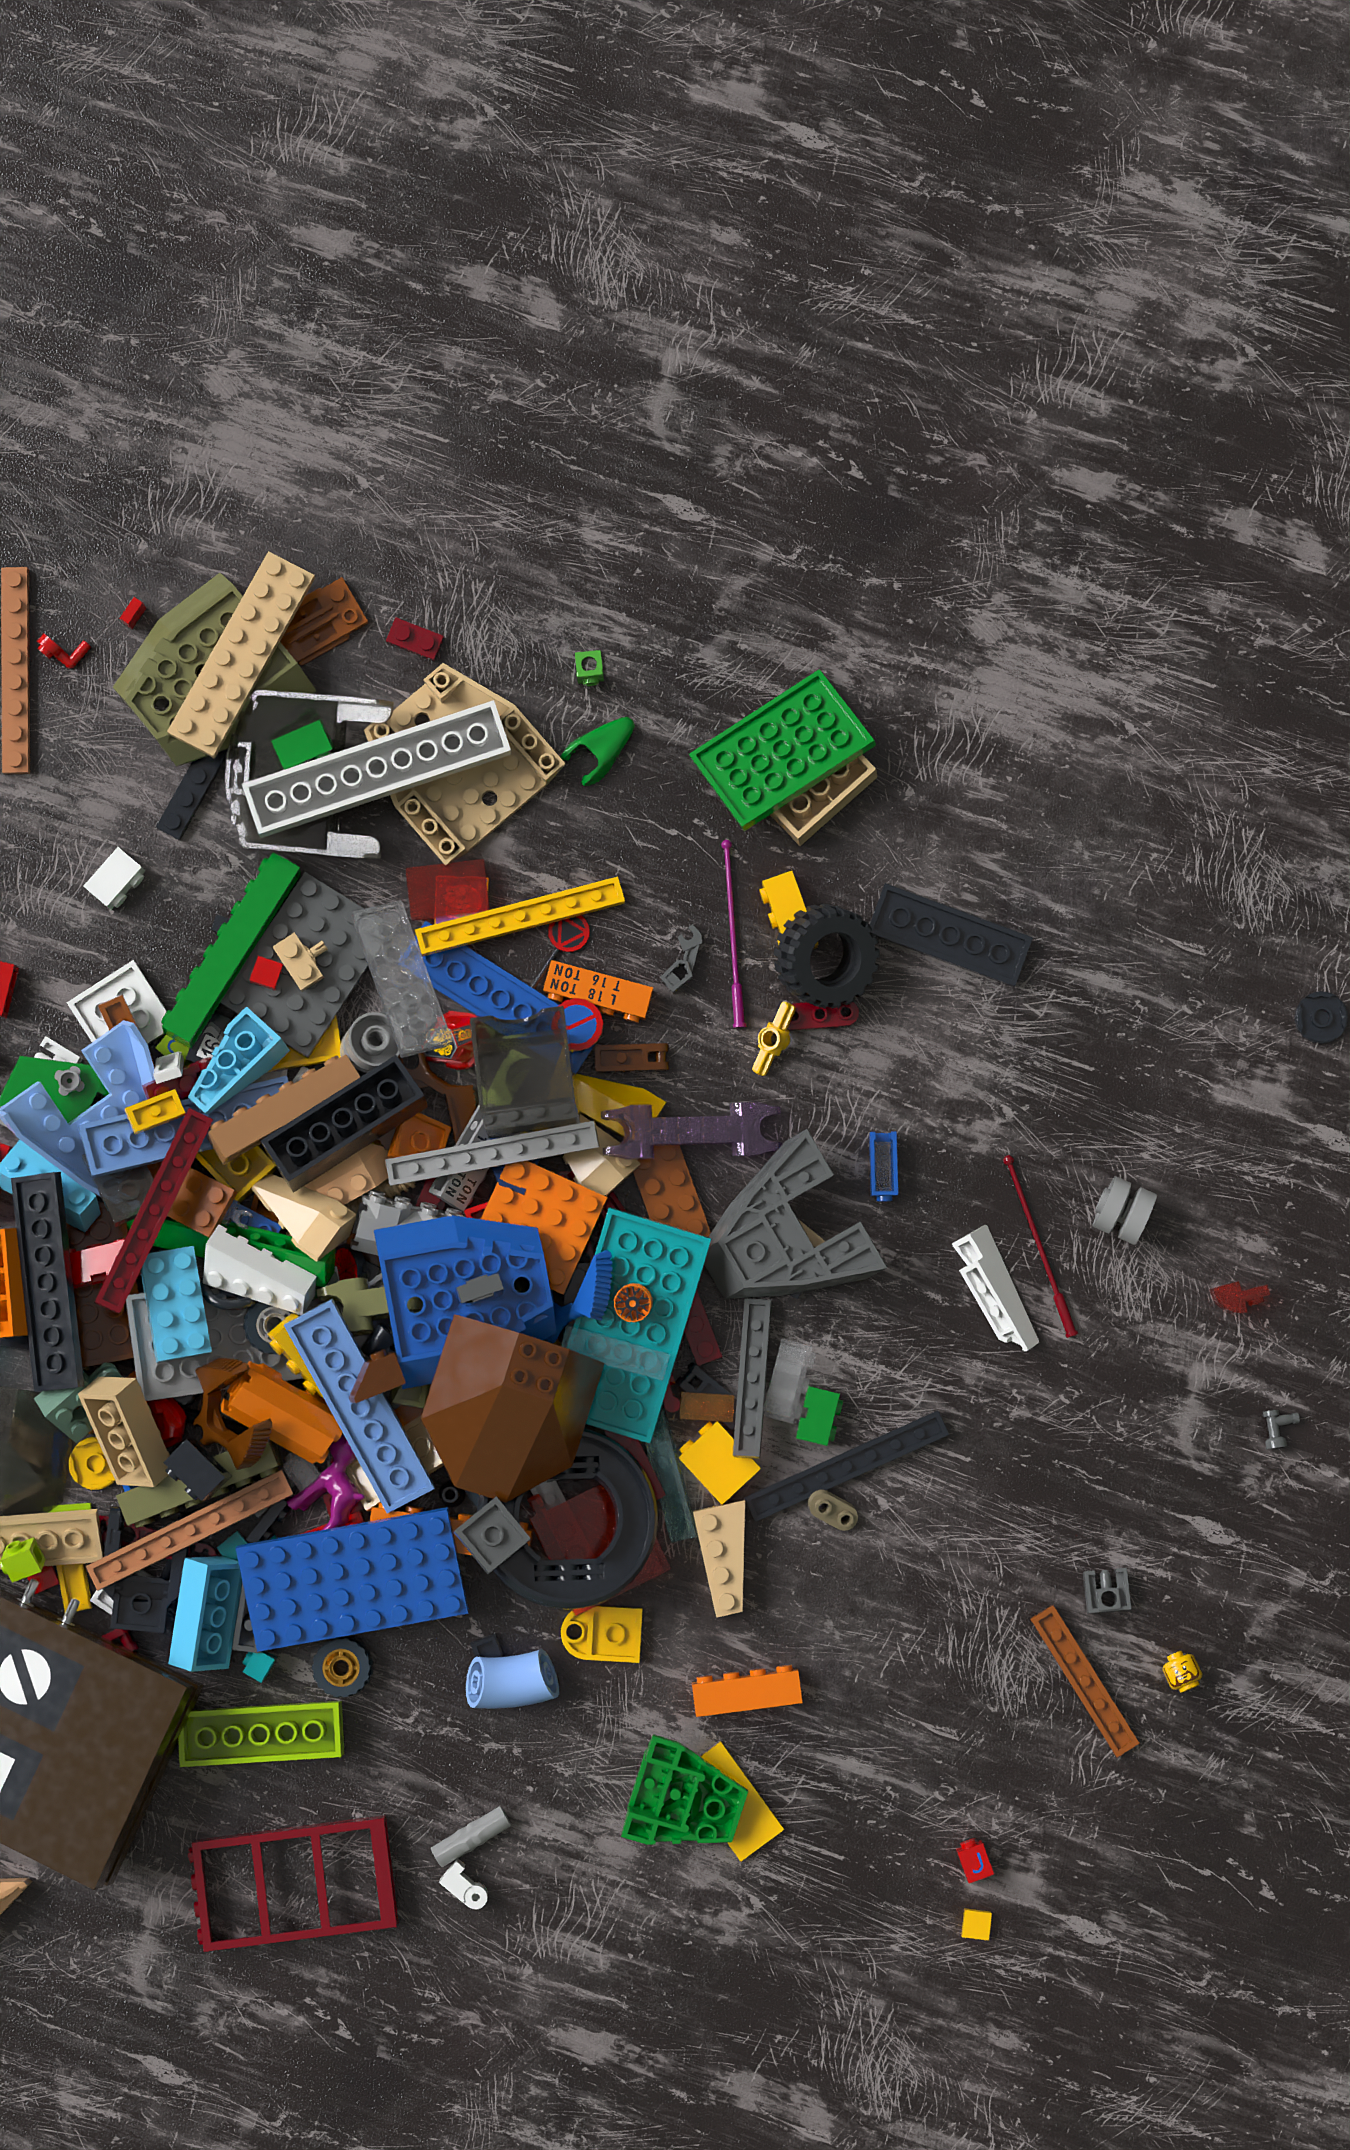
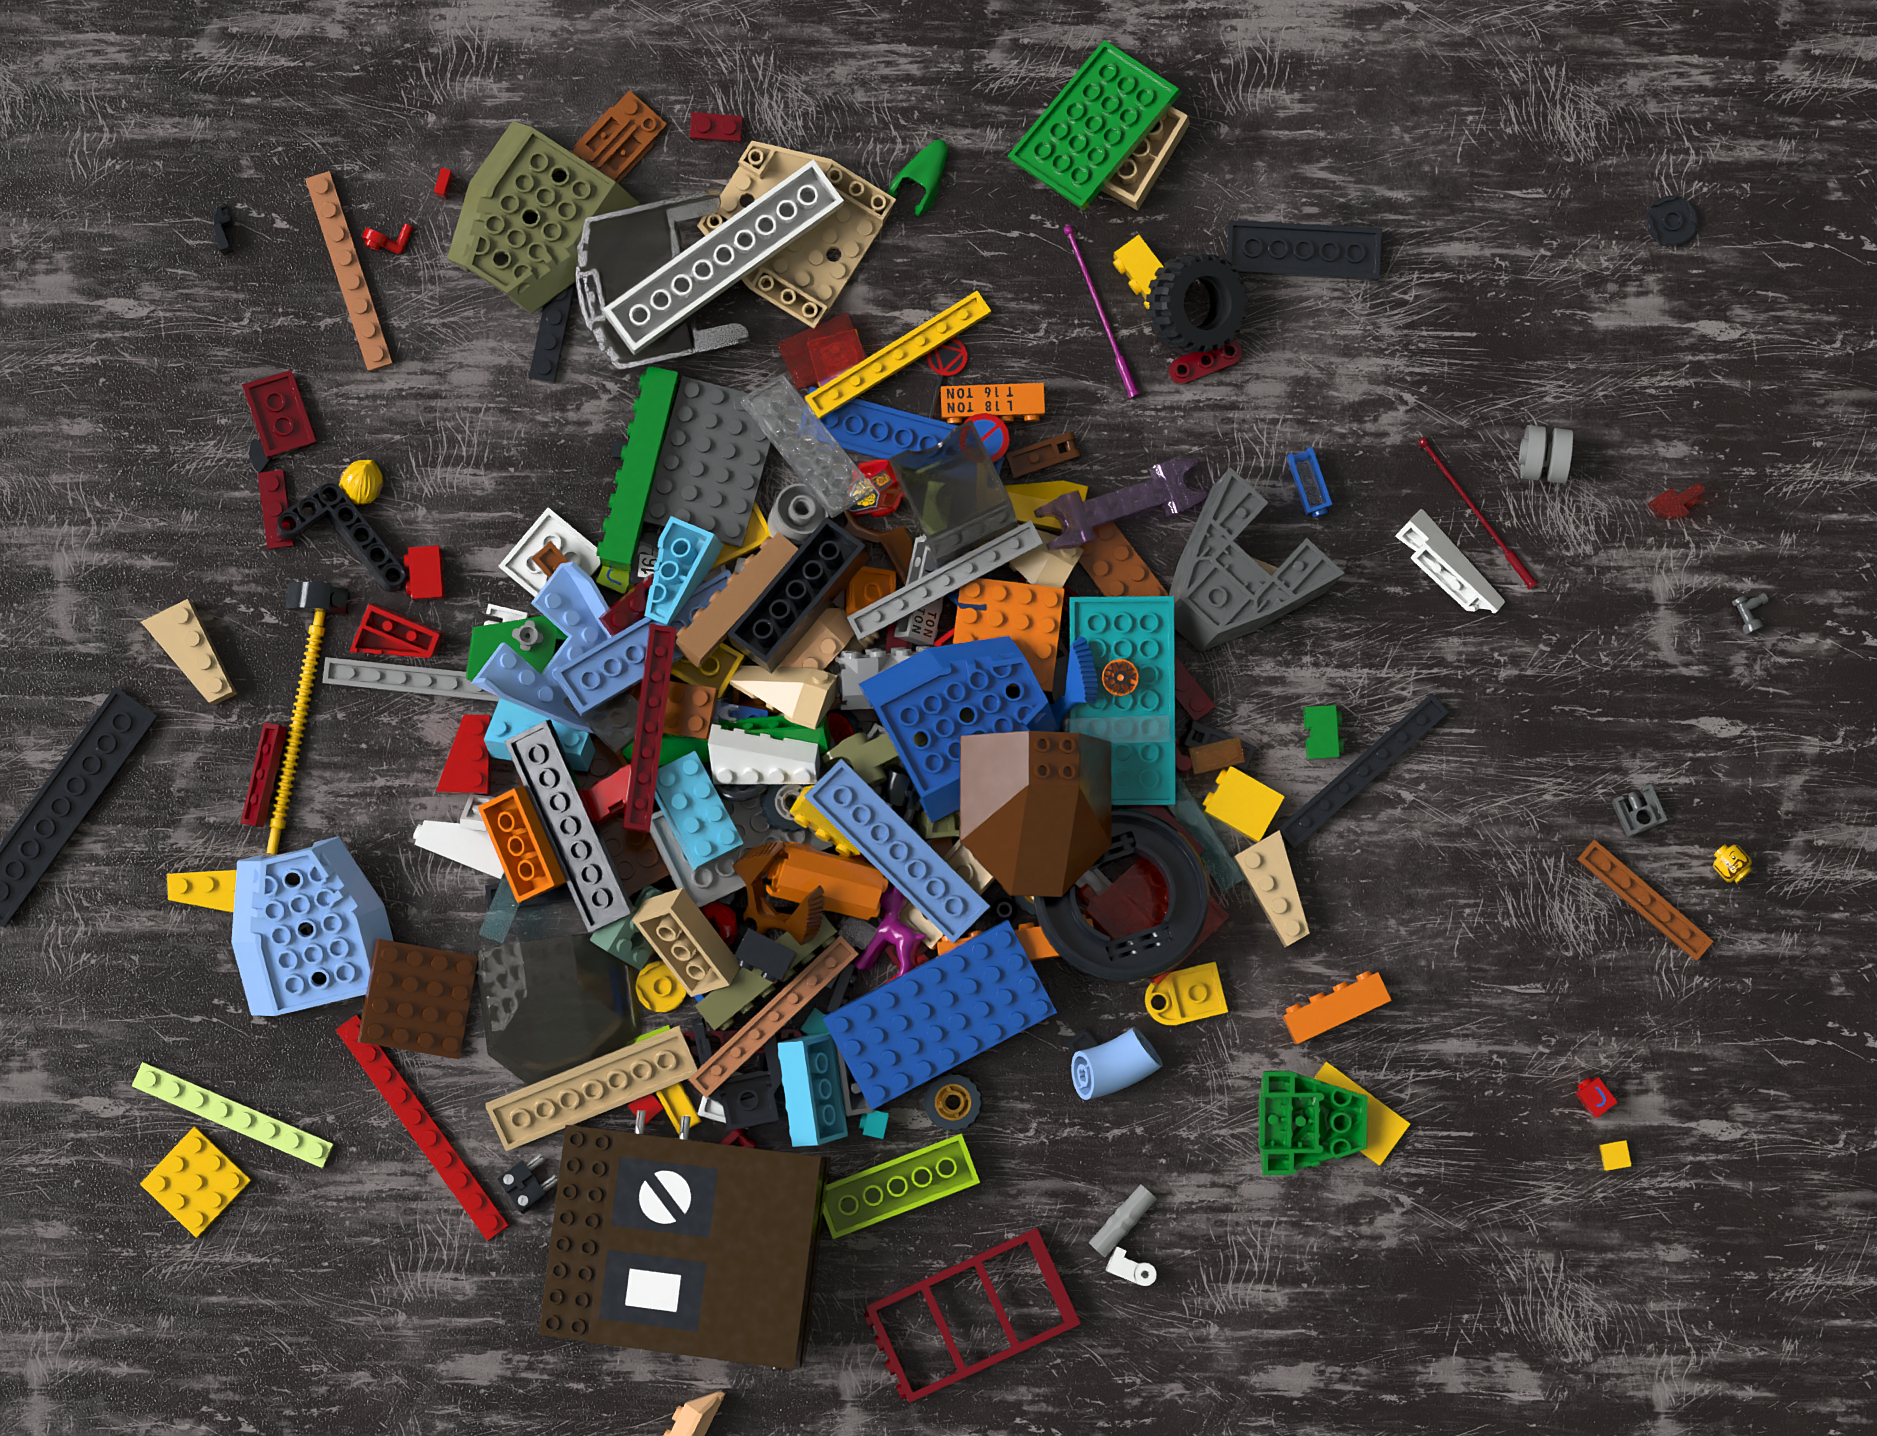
camera: 20 degrees left, 0 degrees up
(22, 1559) = (624, 1094): lime brick -> none
(115, 879) = (506, 437): white brick -> none
(155, 1111) = (619, 637): yellow plate -> none
(168, 1067) = (617, 594): white tile -> none
(241, 654) = (561, 190): tan plate -> none
(266, 973) = (678, 480): red tile -> none
(300, 960) = (706, 458): tan plate -> none
(303, 744) = (646, 256): green brick -> none
(377, 1376) = (906, 816): reddish brown slope -> none
(479, 1288) = (976, 703): dark grey brick -> none
(492, 1535) = (1059, 929): dark grey plate -> none
(590, 677) = (892, 112): bright green bracket -> none
(690, 948) = (1065, 336): dark grey piece -> none
(752, 1378) = (1250, 716): dark grey plate -> none
(779, 1027) = (1169, 409): yellow axle -> none
(788, 1381) = (1284, 709): clear brick -> none
(834, 1511) = (1364, 815): dark tan plate -> none

